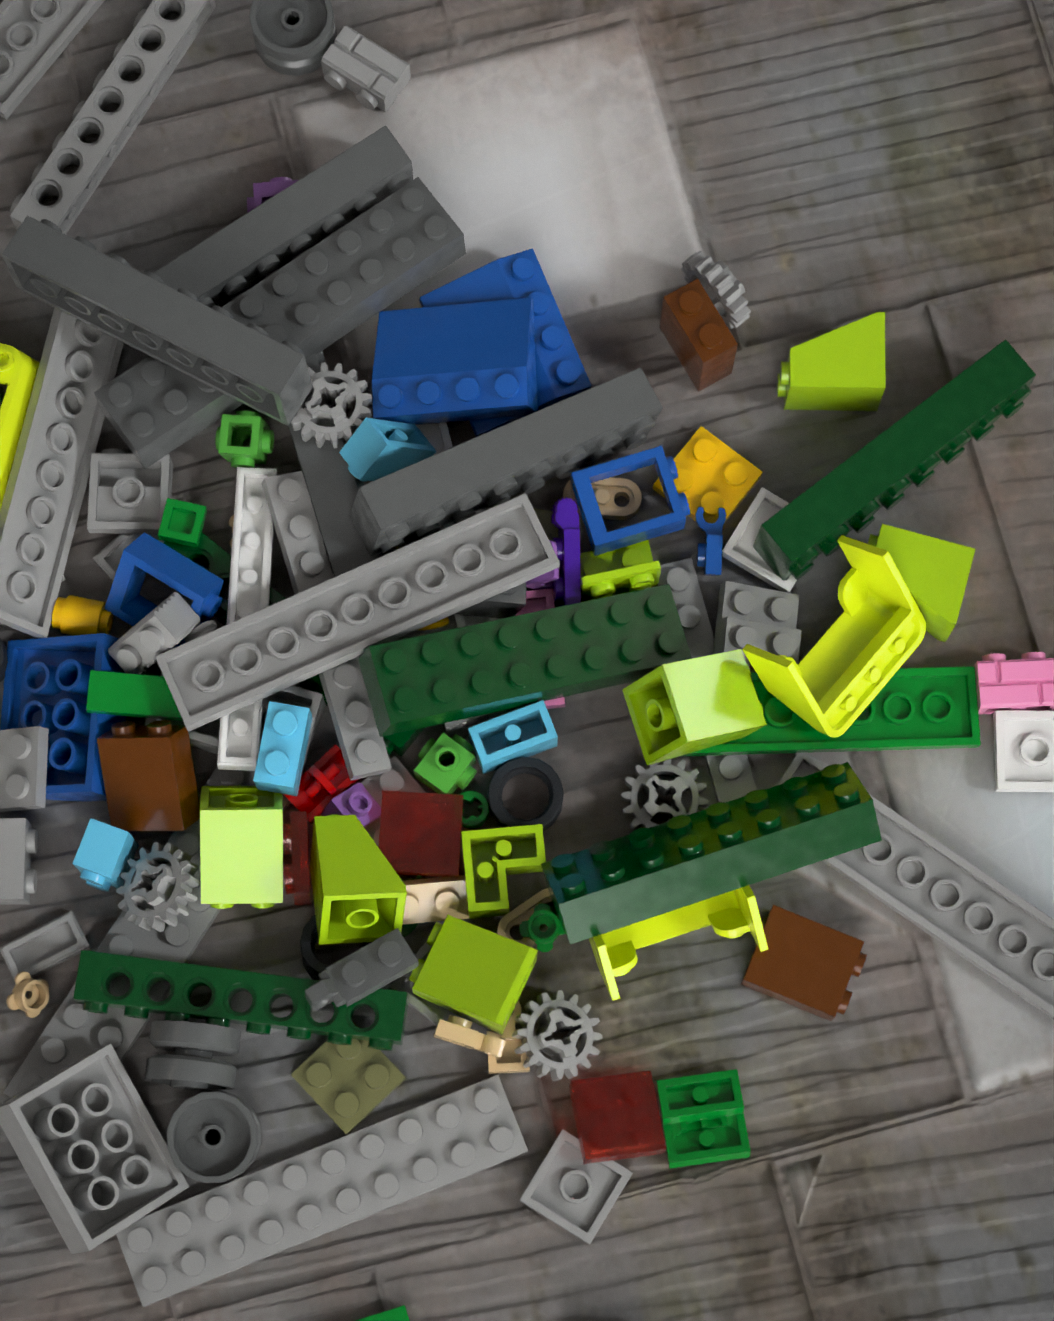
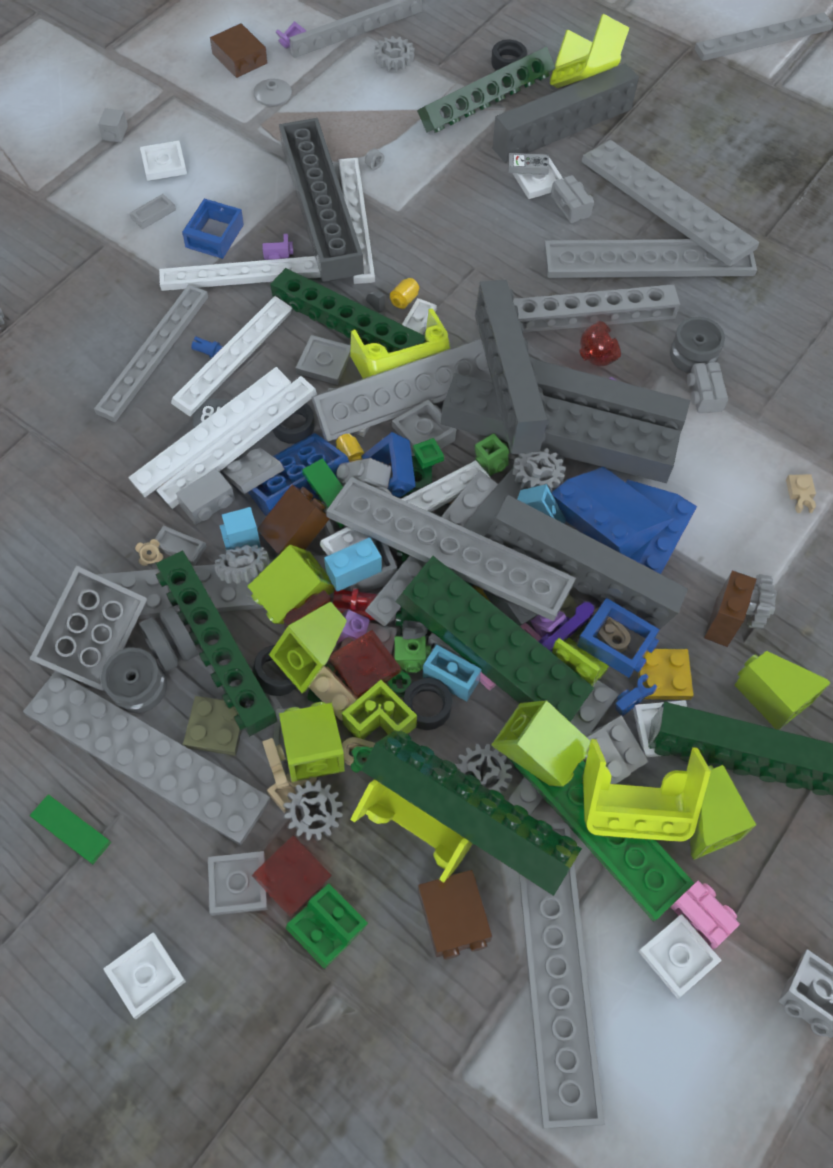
camera: 50 degrees right, 15 degrees down
(188, 156) = (598, 346): none -> clear red cylinder
(363, 972) = (267, 682): dark grey hinge -> none
(423, 743) = (413, 630): none -> dark grey tile
(602, 88) = (802, 488): none -> tan plate

